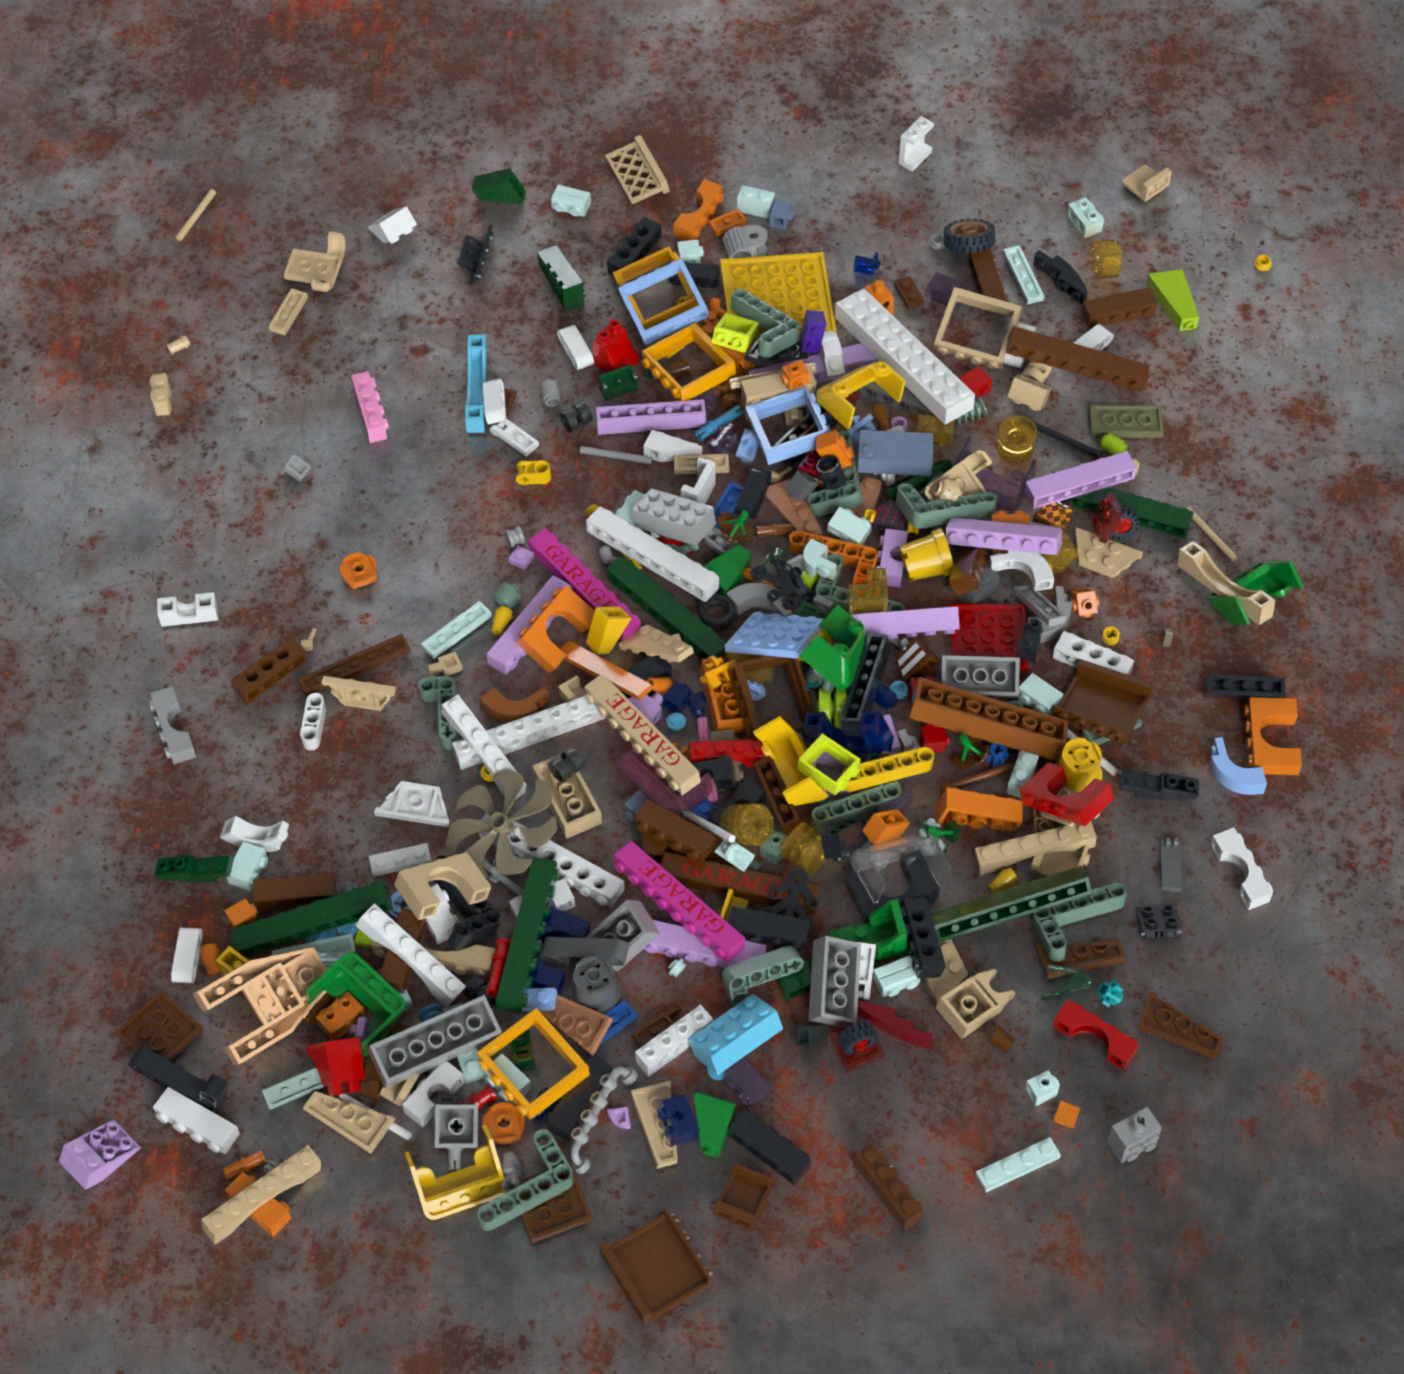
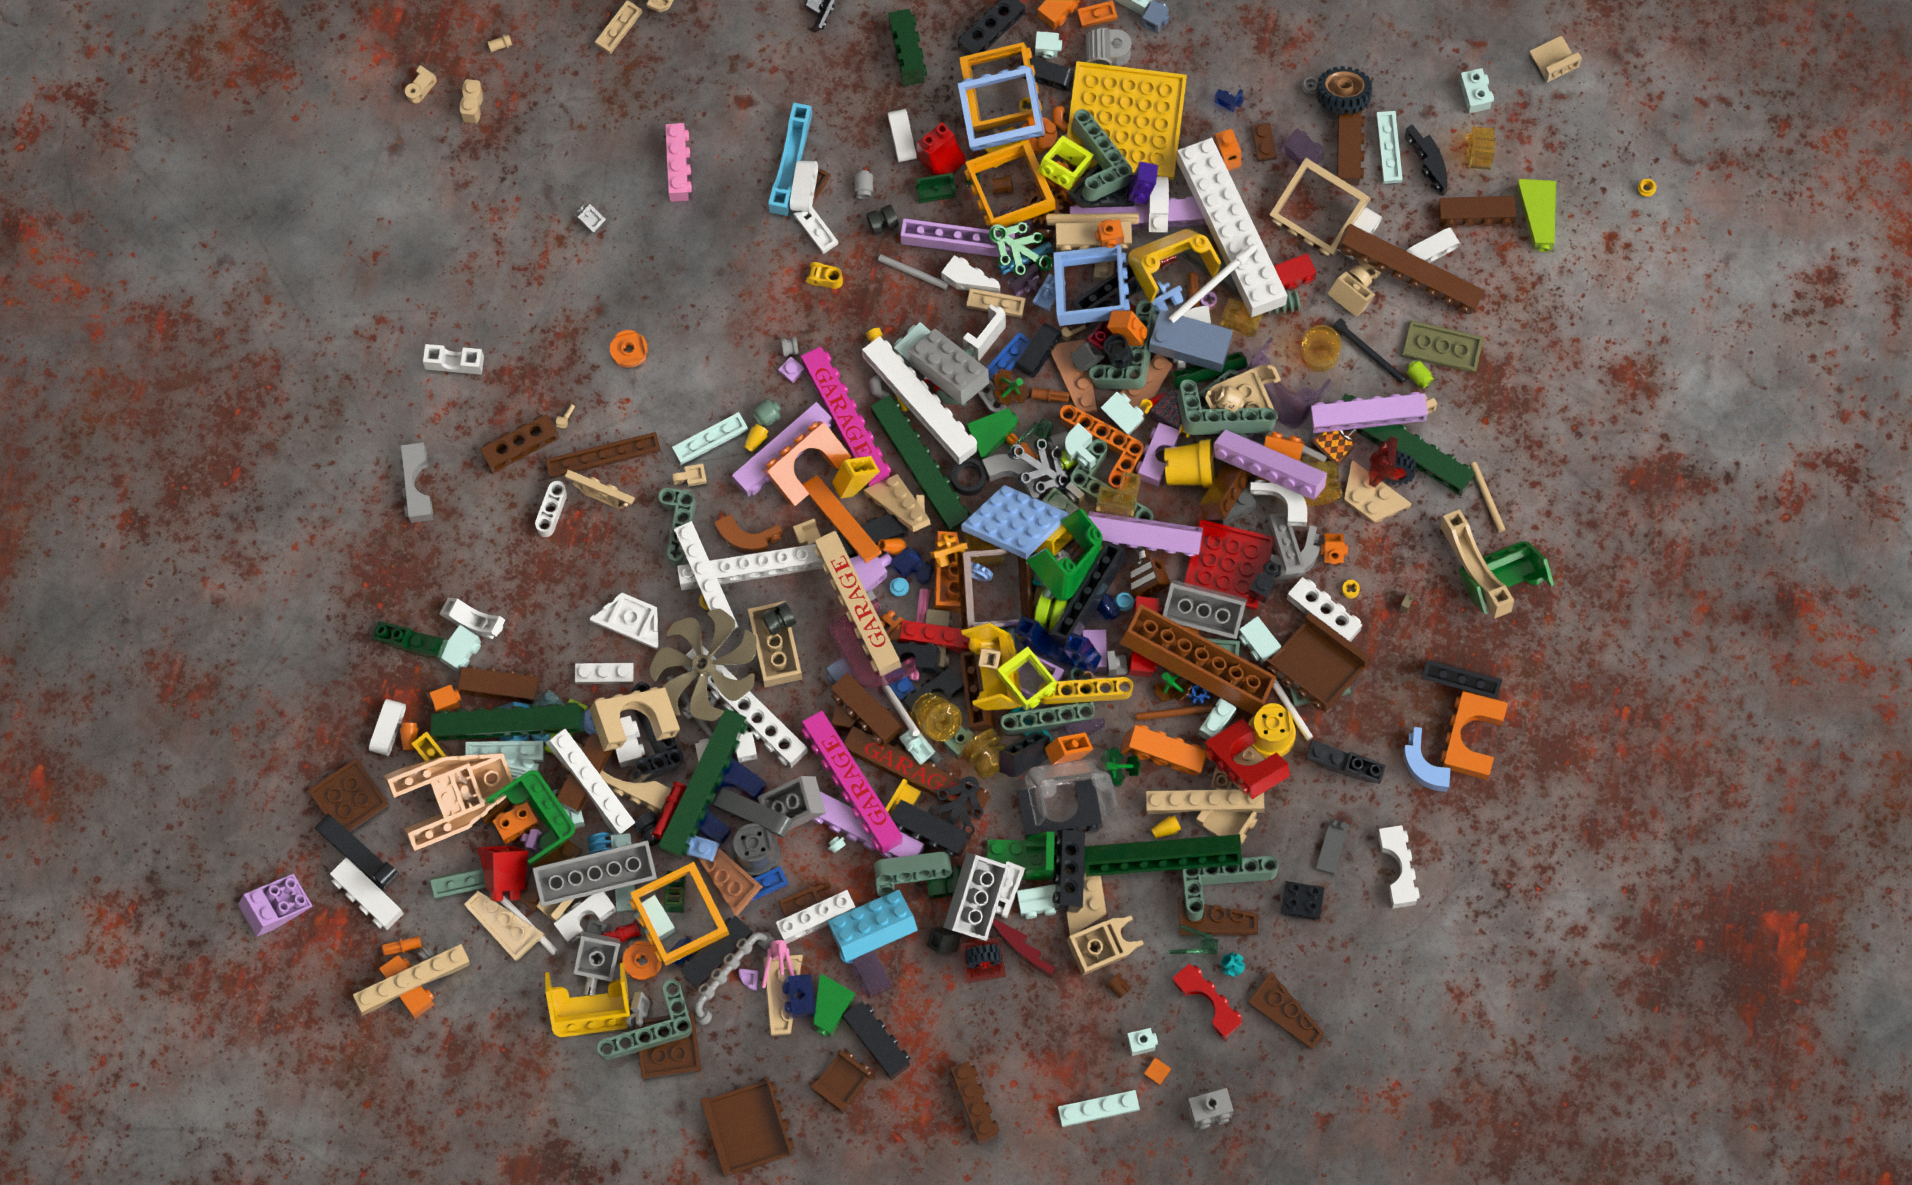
camera: 15 degrees right, 15 degrees up
(109, 391) = (421, 85): none -> tan leg
(646, 1081) = (779, 952): none -> bright pink plant
(710, 410) = (1017, 247): none -> plant
(786, 752) = (989, 657): none -> tan leg
(922, 372) = (1239, 259): none -> white bar

